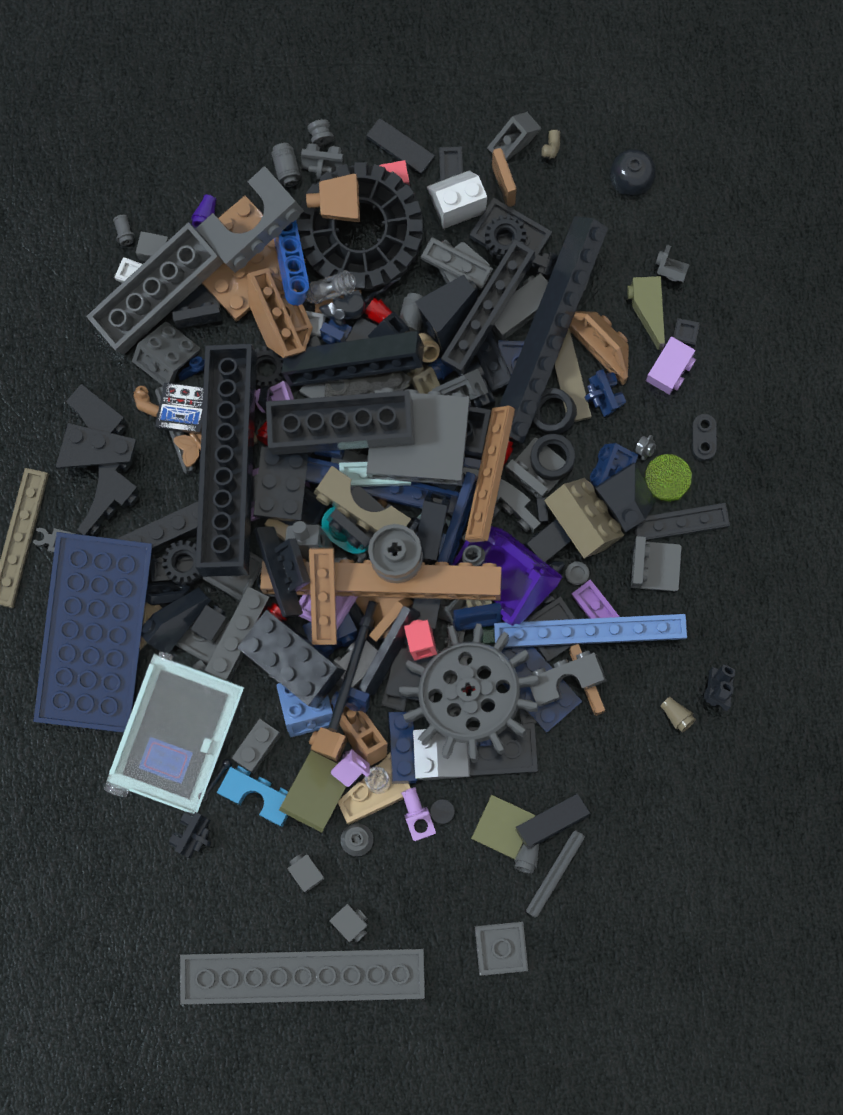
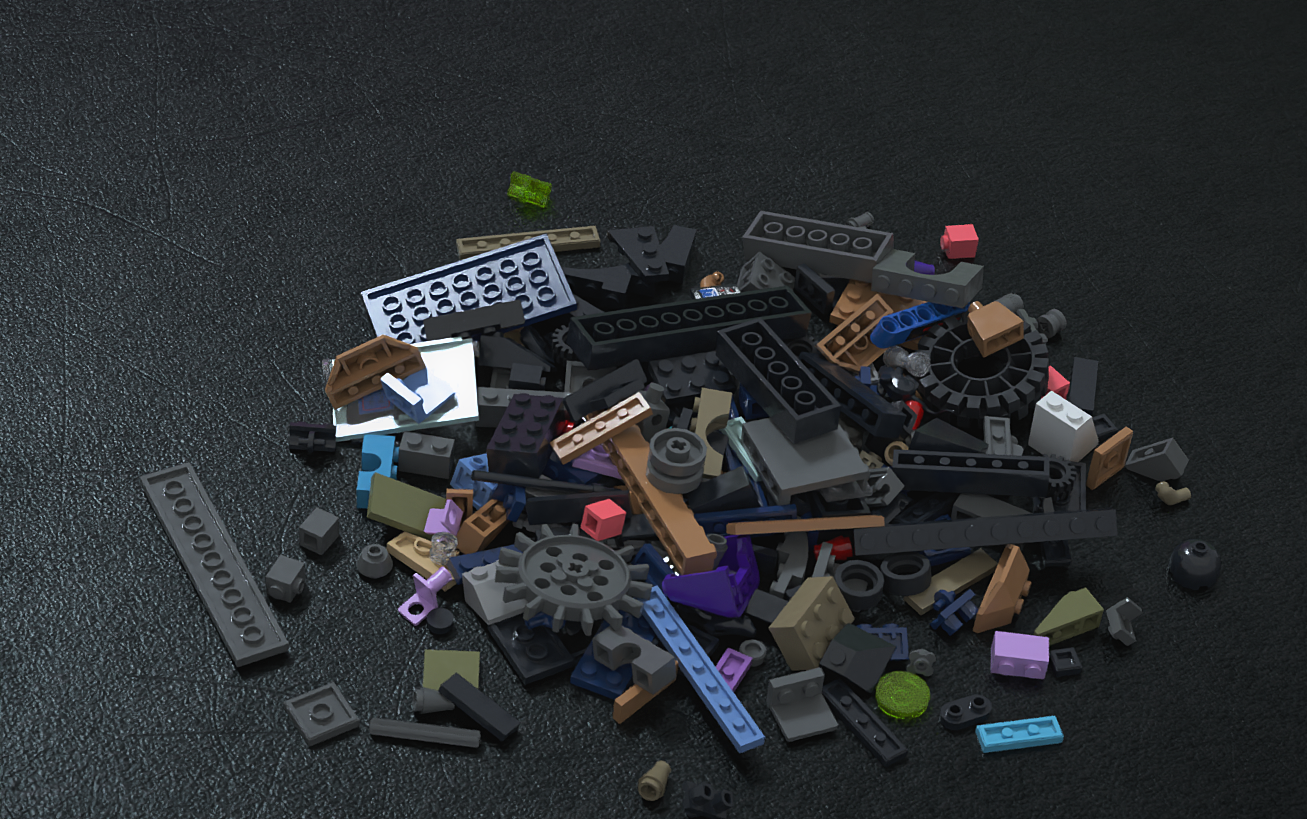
camera: 55 degrees right, 35 degrees down
(133, 643) = (474, 321): none -> black bracket
(152, 759) = (360, 369): none -> medium nougat wedge
(186, 154) = (959, 241): none -> coral brick
(196, 727) = (418, 393): none -> bracket
(741, 407) = (1019, 734): none -> medium azure tile

